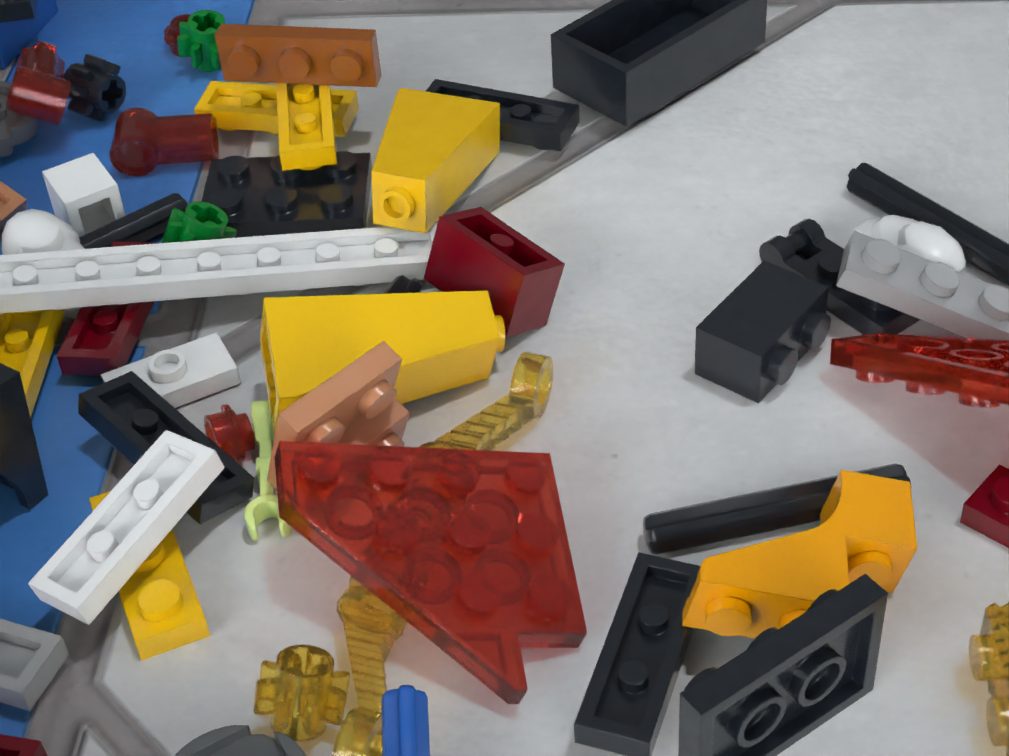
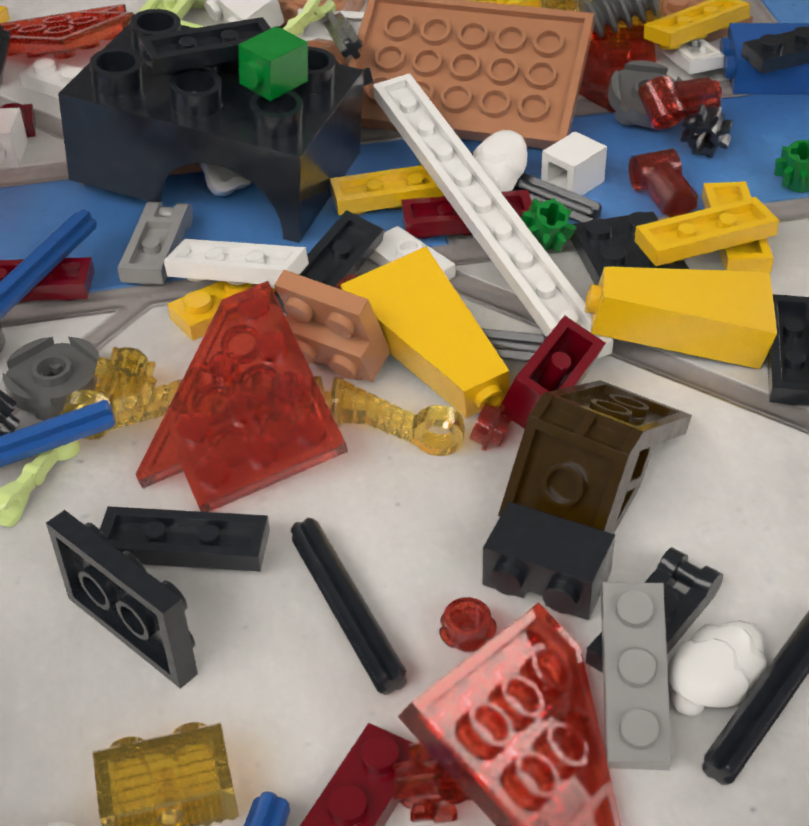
camera: 75 degrees right, 0 degrees up
(299, 55) = (745, 197): dark orange plate -> none
(531, 337) = (490, 426): none -> clear red plate
(642, 263) = (589, 452): none -> dark brown bracket
(833, 410) = (470, 614): none -> clear red plate
(861, 531) = (236, 609): light orange arch -> none

